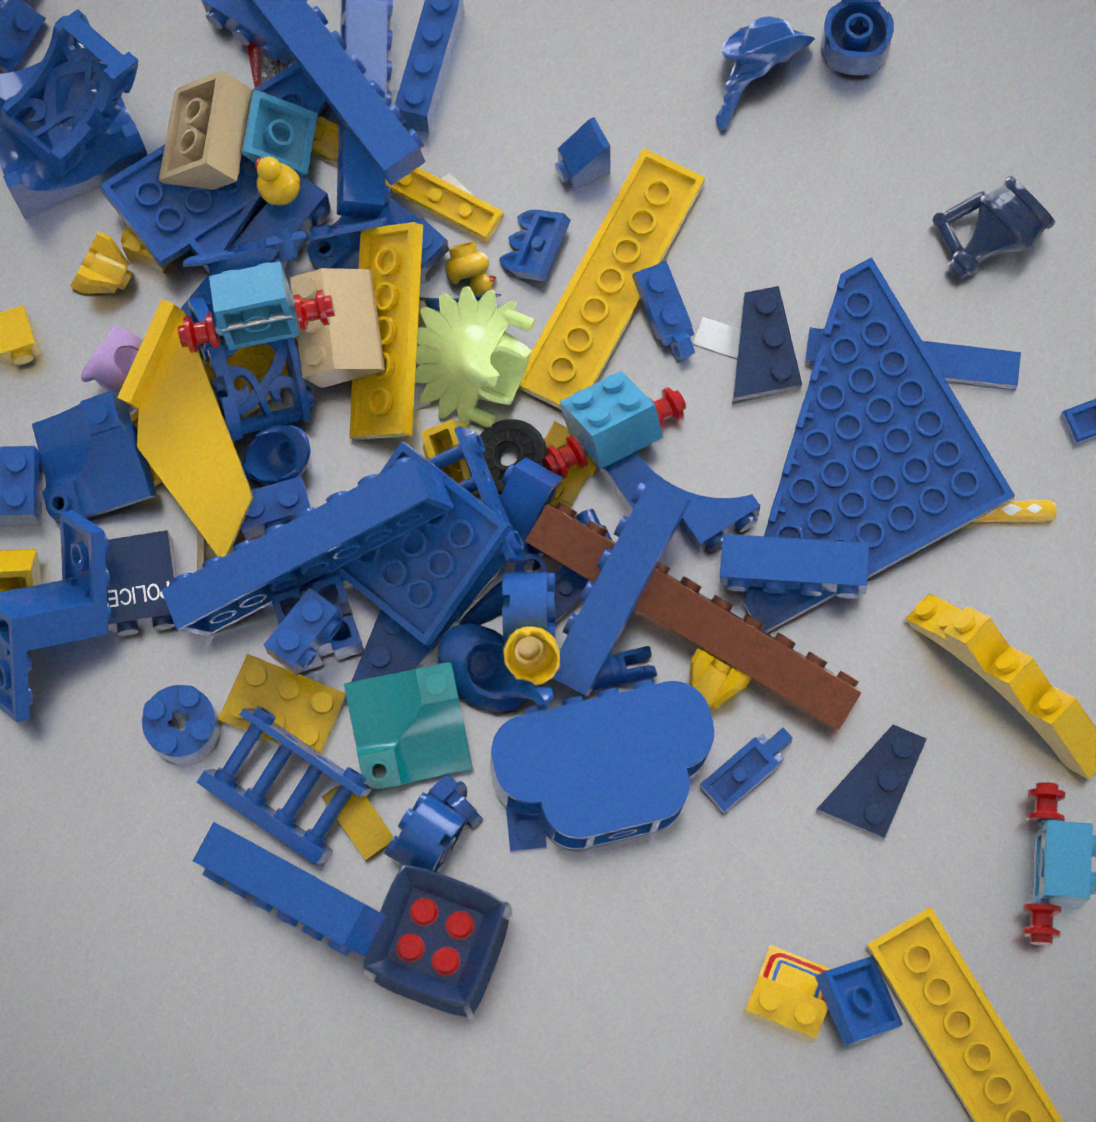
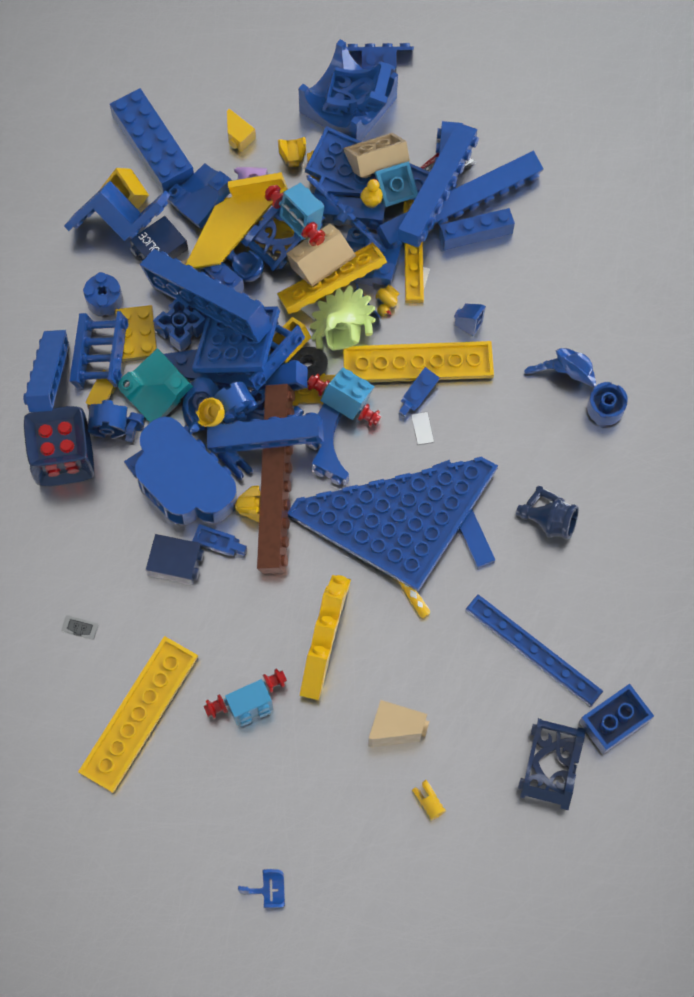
camera: 55 degrees right, 5 degrees down
(303, 632) = (167, 314): blue brick -> none
(536, 245) = (416, 321): blue plate -> none
(740, 857) = (174, 559): none -> dark blue brick
(765, 350) = (427, 445): dark blue wing -> none
(767, 1078) = (79, 627): none -> sticker
(788, 995) = (123, 615): yellow slope -> none
(794, 564) = (323, 506): blue brick -> none
(858, 1000) = (134, 644): blue tile -> none
(876, 784) = (245, 603): dark blue wing -> none

